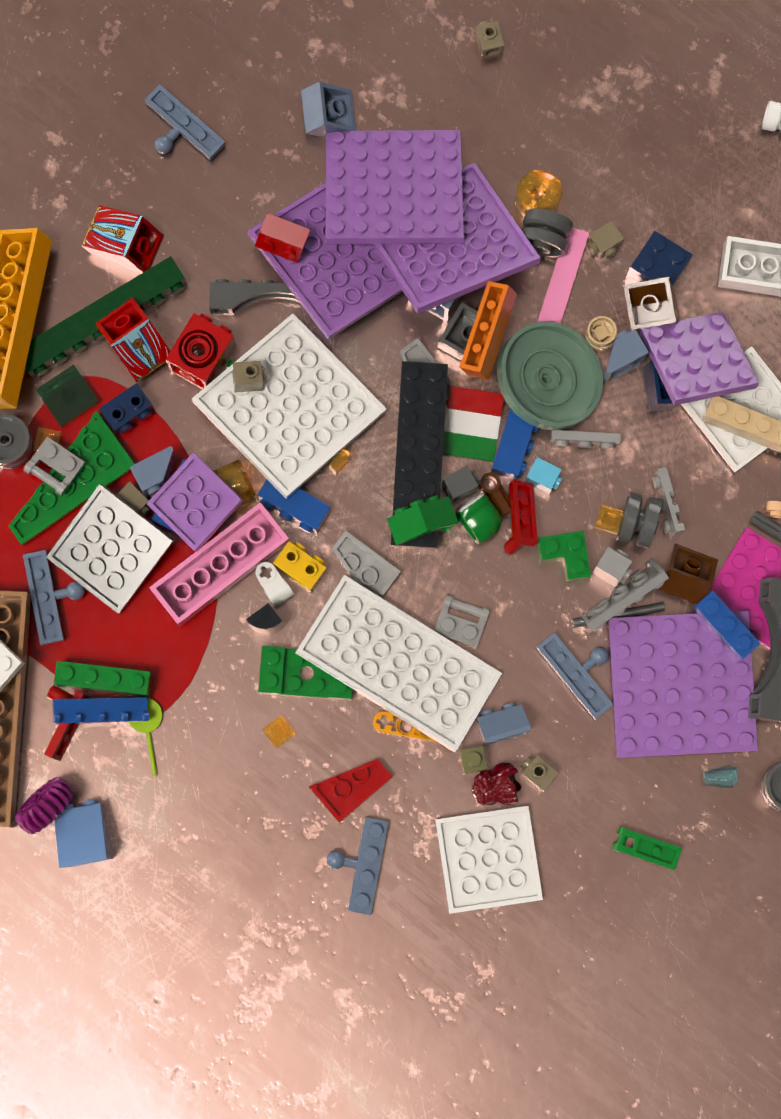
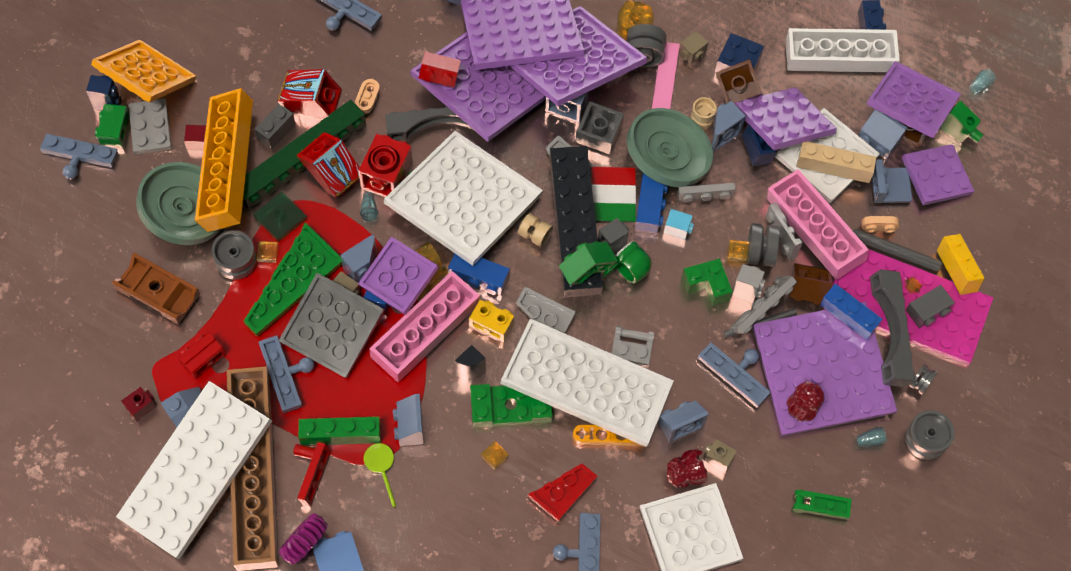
camera: 10 degrees left, 15 degrees down
(59, 460) = (280, 263): light grey plate -> none
(75, 277) = (275, 126): none -> dark grey brick
(99, 710) = (340, 454): blue hinge -> none
(127, 409) = (331, 218): dark blue brick -> none
(175, 400) = (368, 207): none -> clear light blue cone
(185, 680) = (409, 421): none -> sand blue slope
(192, 251) = (366, 97): none -> light nougat plate
(248, 376) = (427, 176): dark tan brick -> none
(274, 587) = (472, 336): white piece -> none
(339, 461) = (510, 236): clear yellow plate -> none
(369, 459) = (540, 234): none -> tan wheel
(473, 760) = (662, 452): olive brick -> none
(488, 330) = (615, 115): orange brick -> none
(498, 495) = (644, 241): reddish brown piece -> none
(522, 516) = (668, 256): red piece -> none
(649, 728) = (805, 401): none -> dark red hair
(710, 503) = (818, 224): none -> bright pink brick

